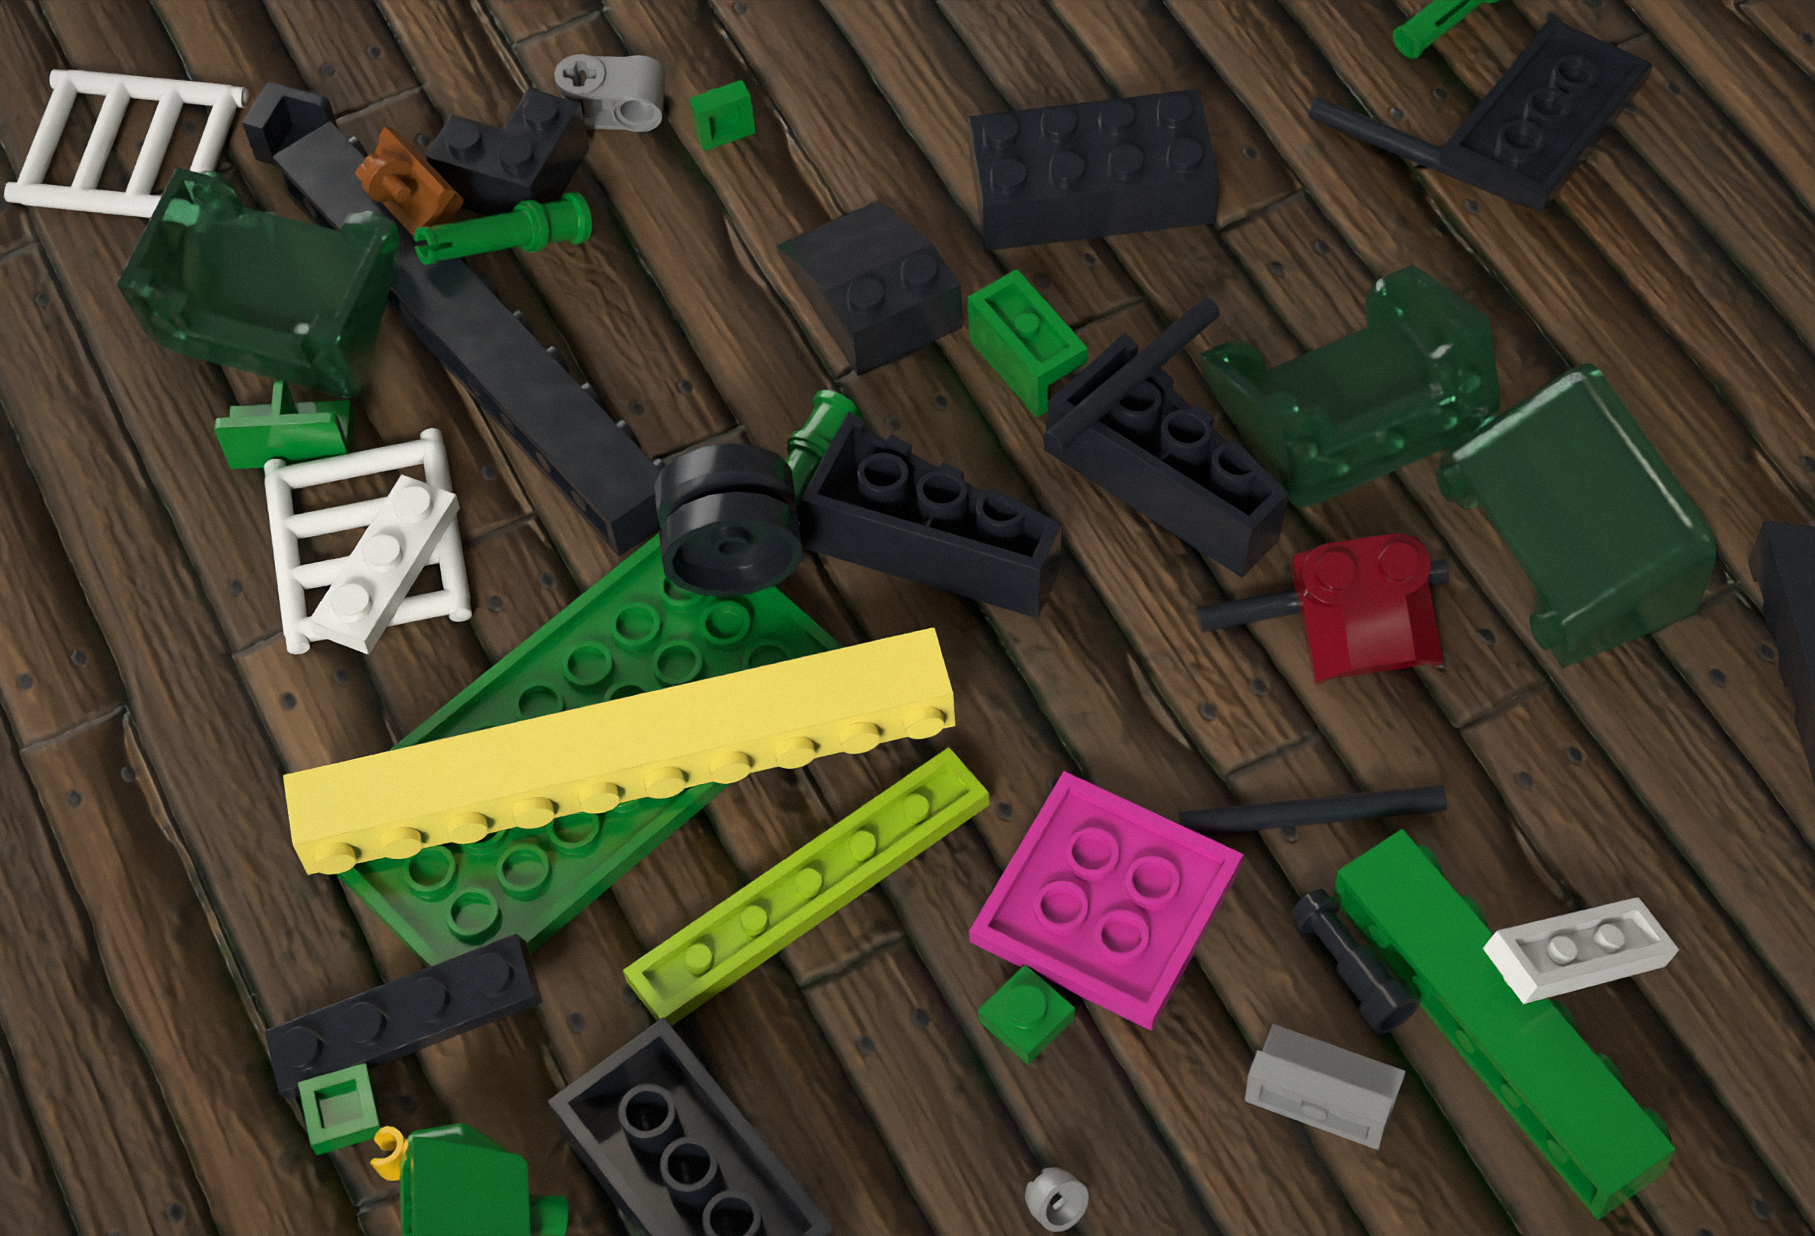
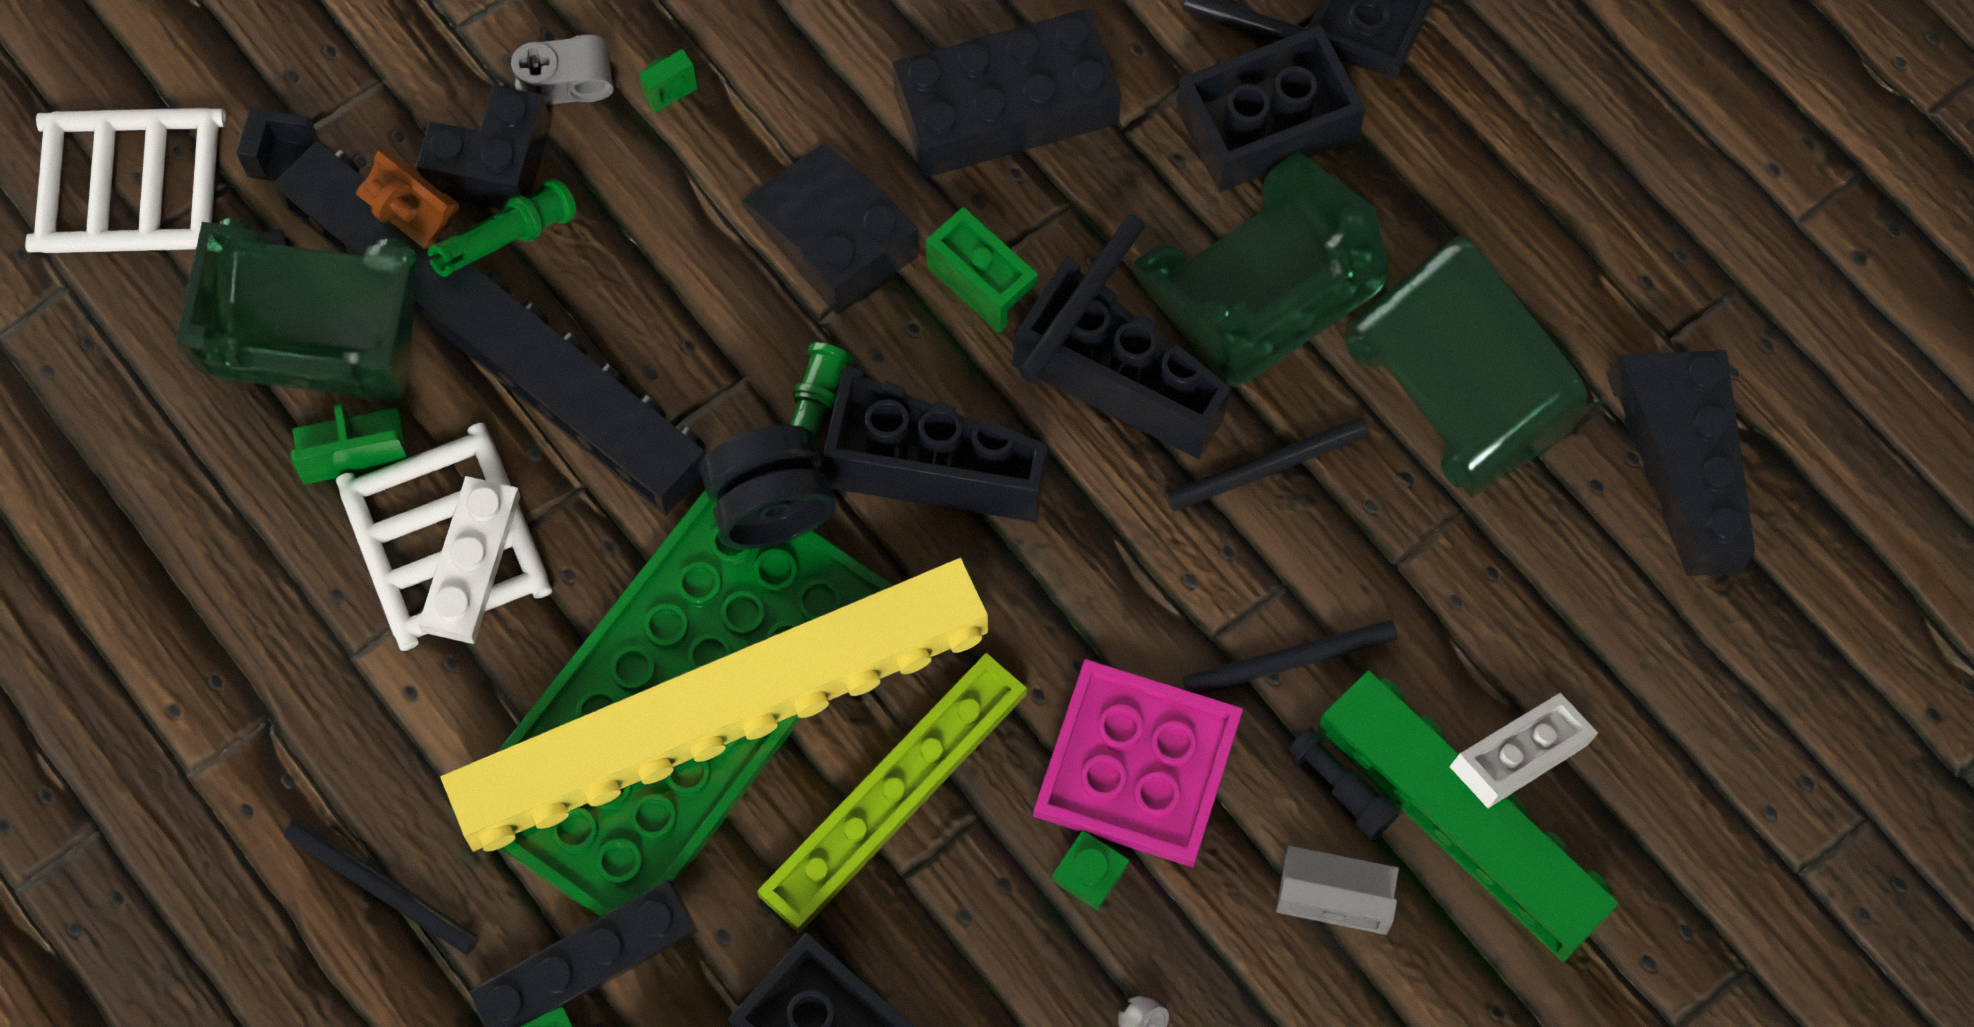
camera: 15 degrees left, 10 degrees up
(200, 902) = (381, 886): none -> black bar
(1366, 606) = (1307, 473): dark red slope -> none
(1388, 211) = (1269, 106): none -> black brick

